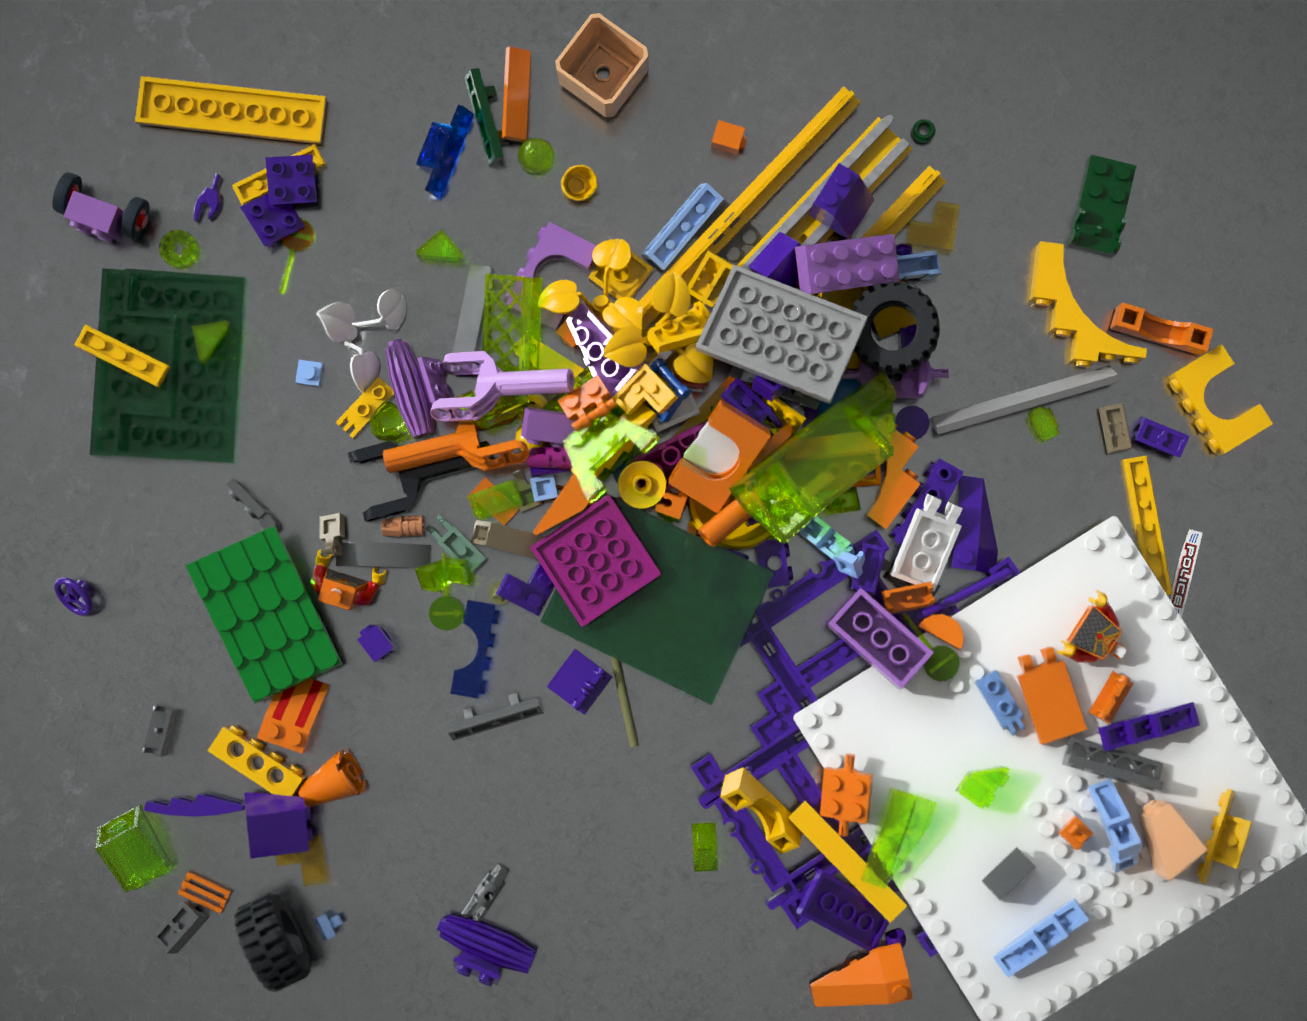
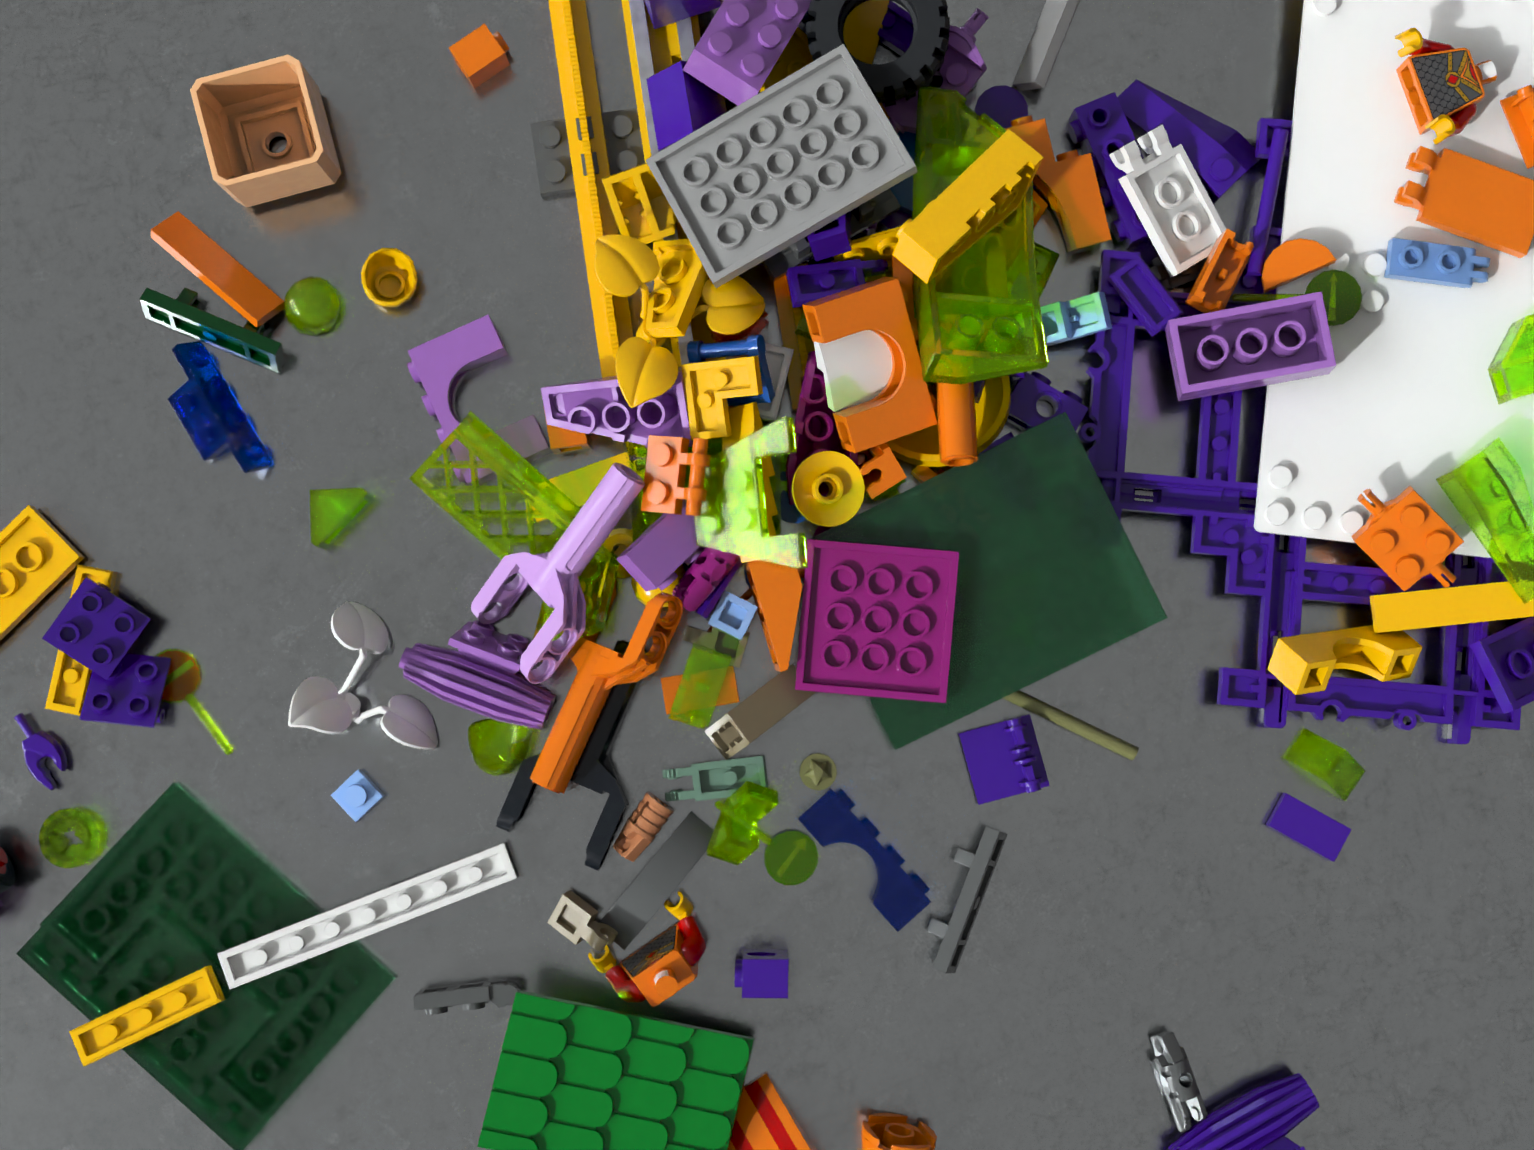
camera: 55 degrees left, 0 degrees up
(208, 337) = (212, 888): clear neon green slope -> none
(254, 425) = (366, 916): none -> white plate
(364, 407) = (456, 763): yellow hinge -> none
(472, 311) = (441, 532): slope -> none
(530, 594) = (850, 738): dark purple plate -> none
(563, 297) = (518, 405): yellow plant -> none
(623, 282) = (541, 315): yellow plate -> none
(666, 863) = (1308, 827): none -> dark purple tile
(683, 225) = (543, 193): light blue fence -> none
(832, 442) = (968, 207): none -> yellow wedge
(849, 563) = (1124, 312): light blue tile -> none

